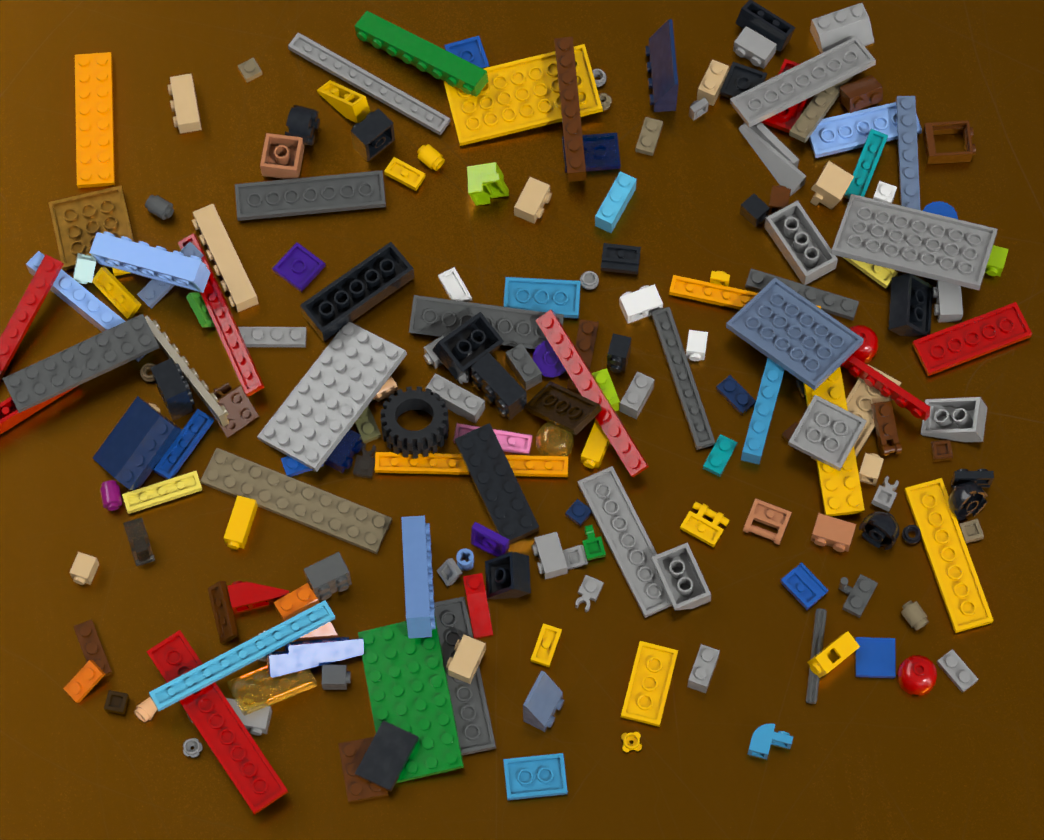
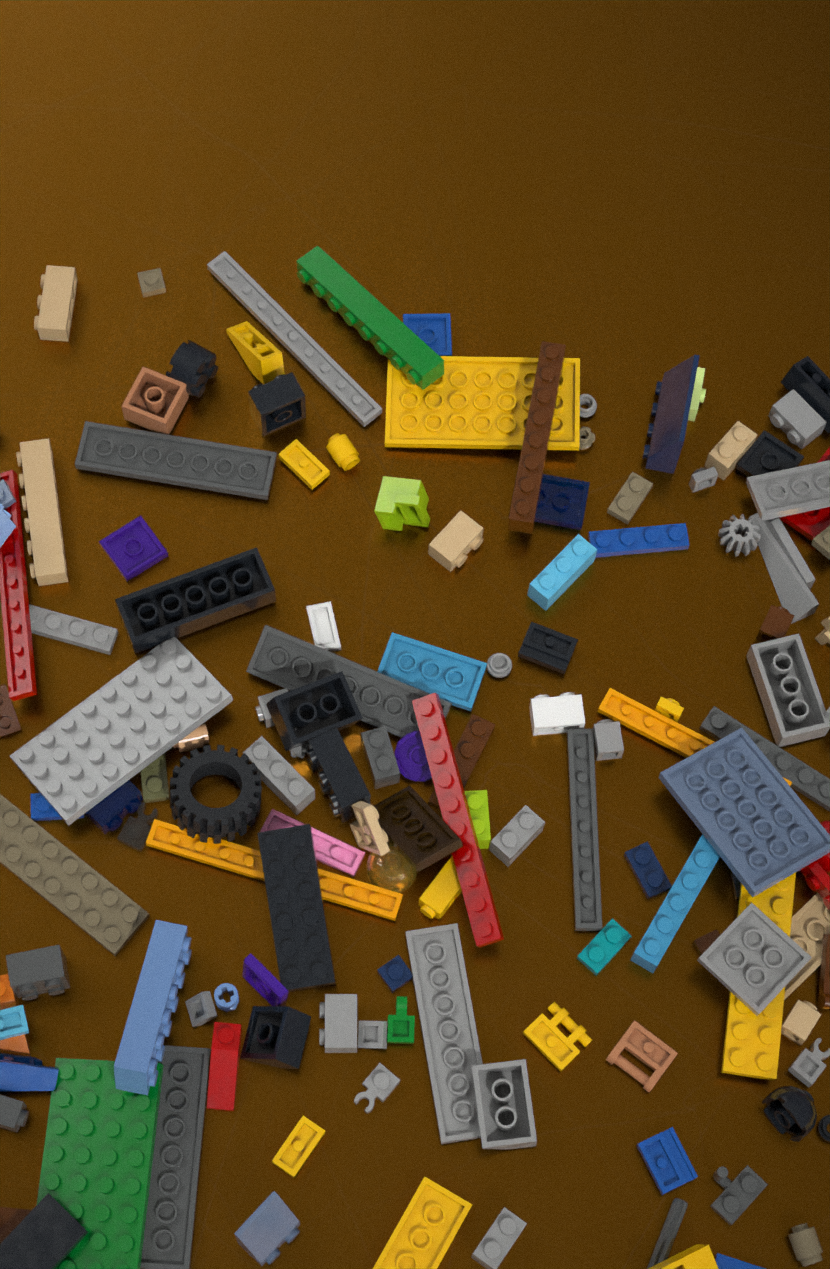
camera: 10 degrees right, 0 degrees up
(466, 658) = (184, 1138): tan brick -> none
(532, 419) = (367, 829): none -> tan plate
(618, 353) = (508, 774): black brick -> none
(665, 164) = (639, 540): none -> blue plate
(678, 47) = (698, 394): none -> yellowish green plate
(682, 312) = (607, 740): none -> light grey brick
(696, 345) = (614, 790): white brick -> none
(736, 142) = (741, 528): none -> light grey gear
(754, 210) = (739, 631): black brick -> none
(833, 533) = (725, 1097): nougat brick -> none

